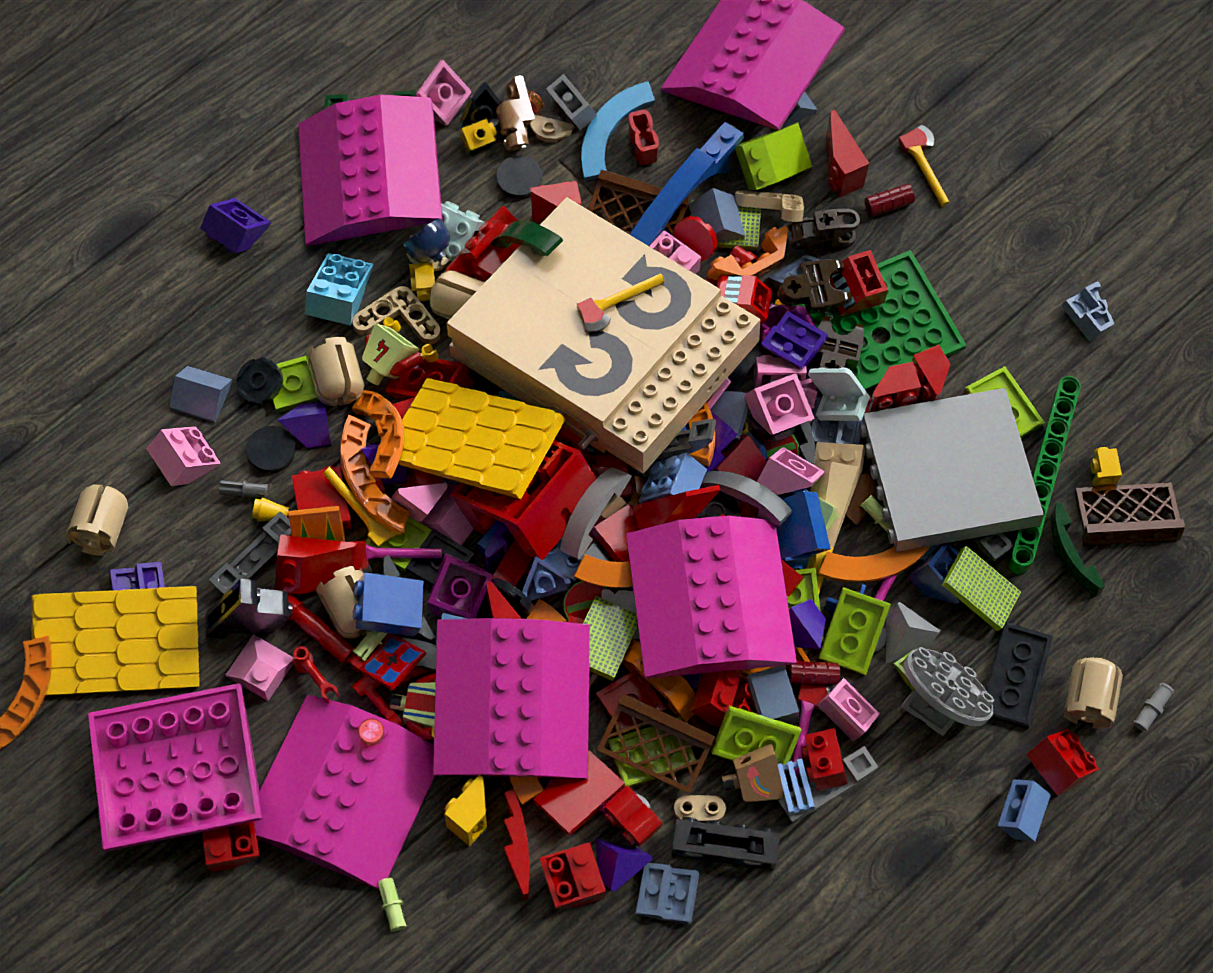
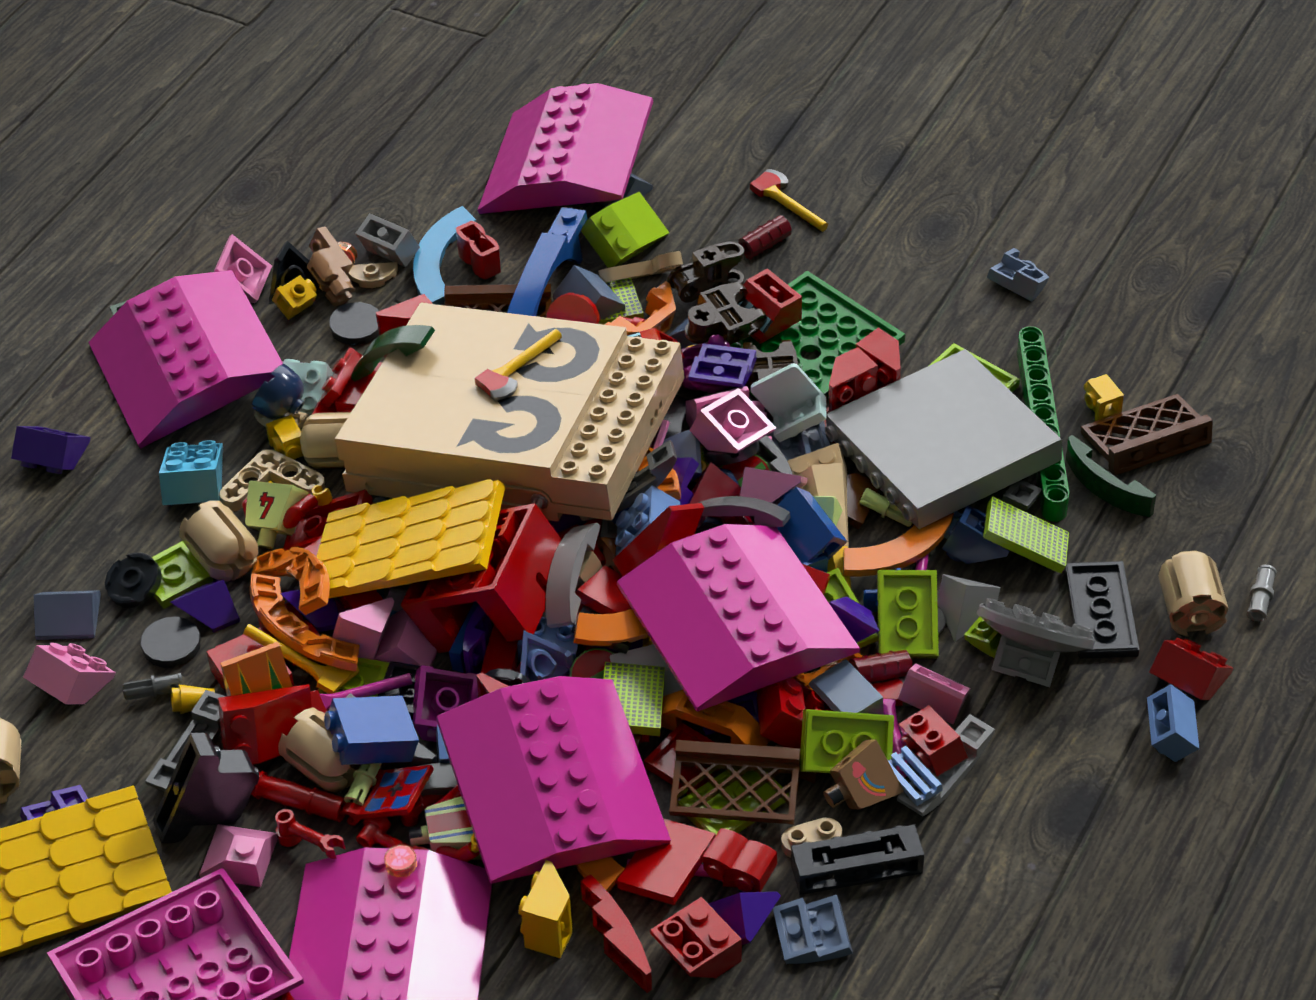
camera: 15 degrees left, 20 degrees down
(844, 158) = (700, 208): red slope -> none

